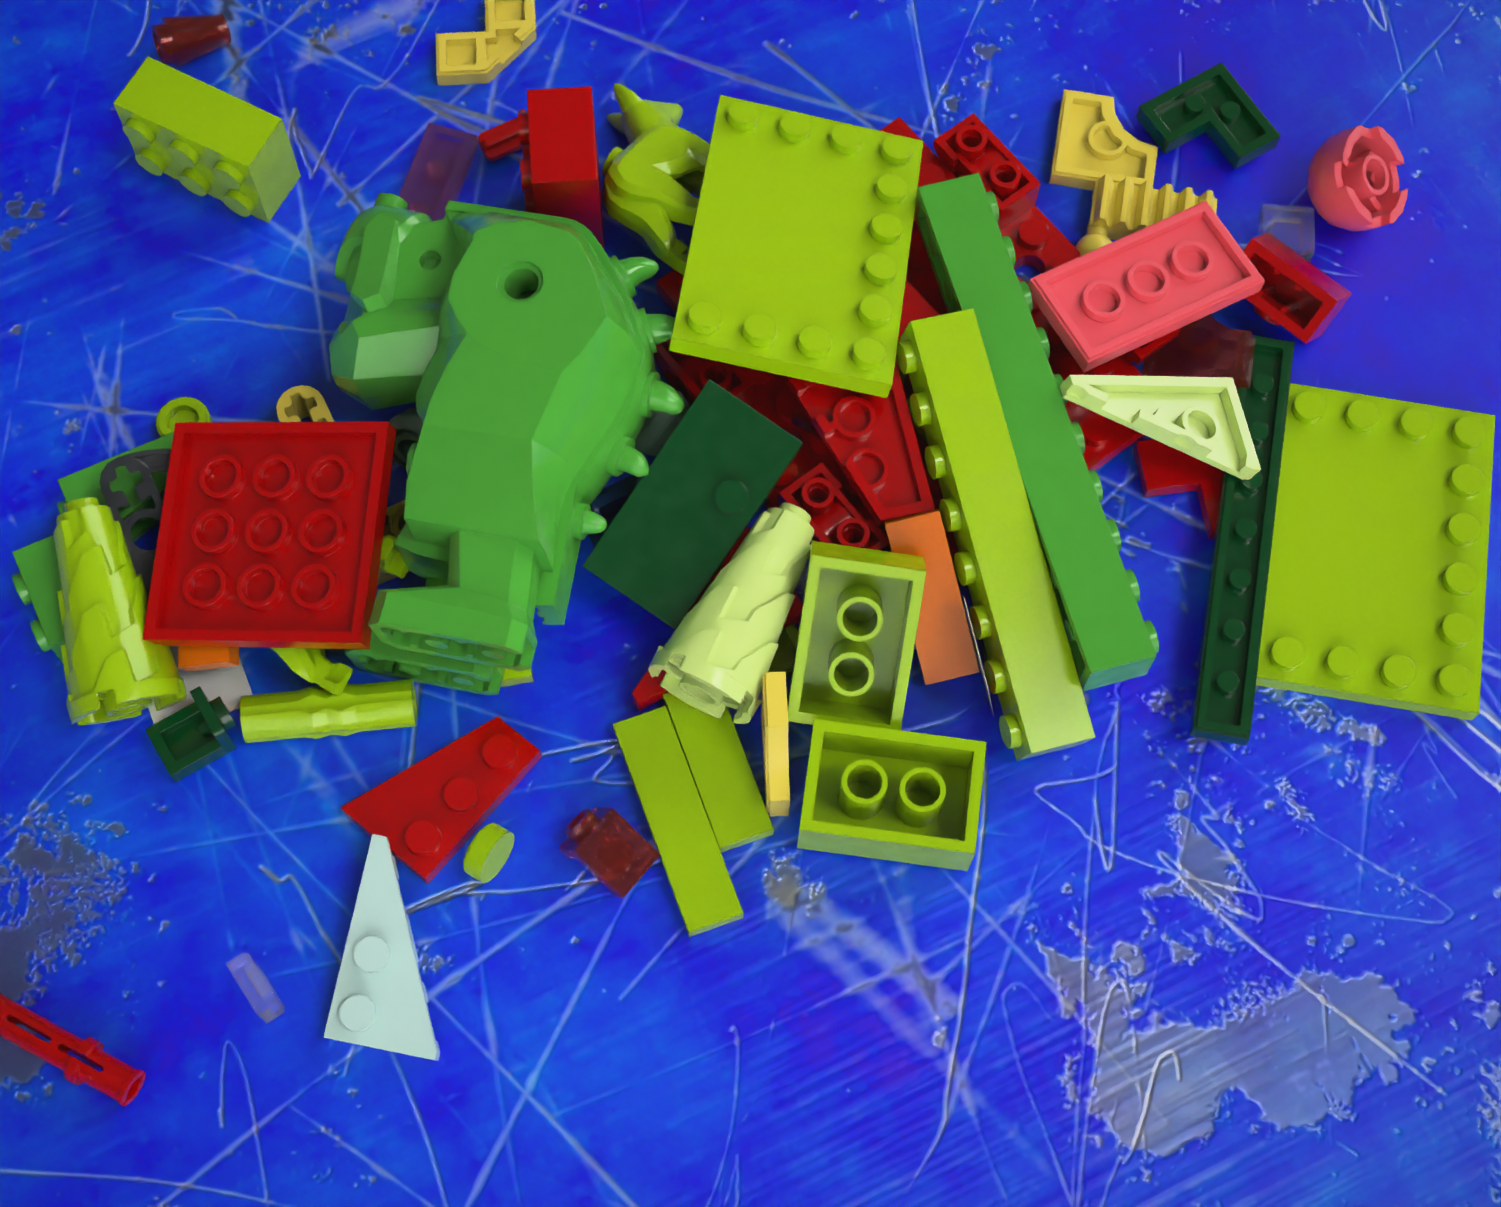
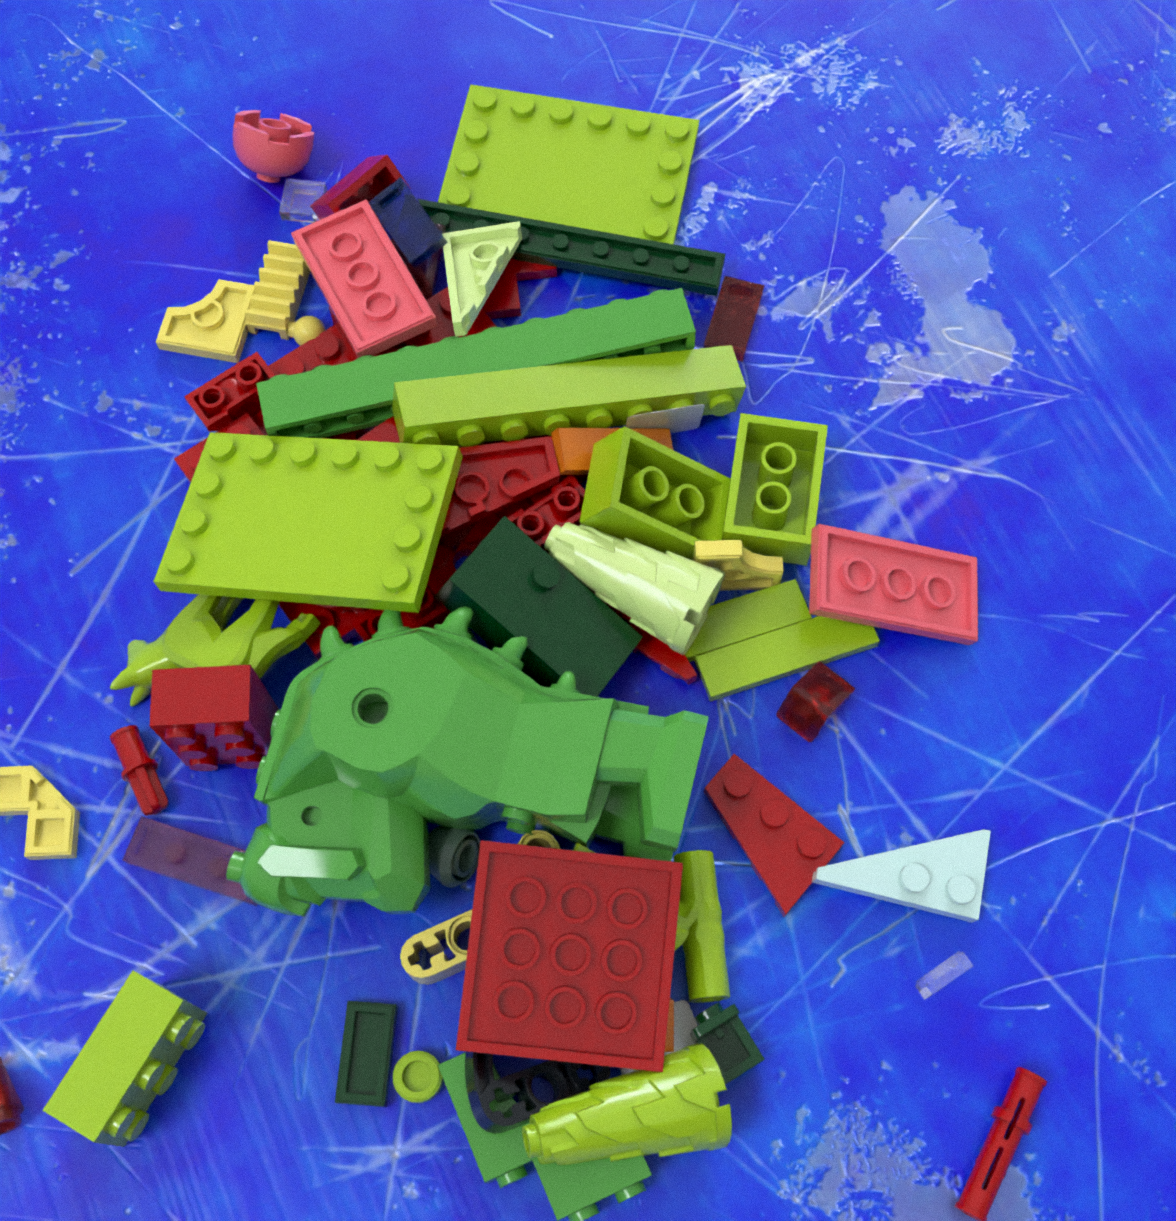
camera: 85 degrees left, 0 degrees up
(213, 373) = (366, 1054): none -> dark green tile
(488, 852) = (822, 791): lime tile -> none
(756, 945) = (893, 585): none -> coral tile
(1161, 761) = (734, 315): none -> clear red tile
(1213, 105) = (188, 235): dark green plate -> none
(1238, 333) = (408, 222): none -> clear blue tile

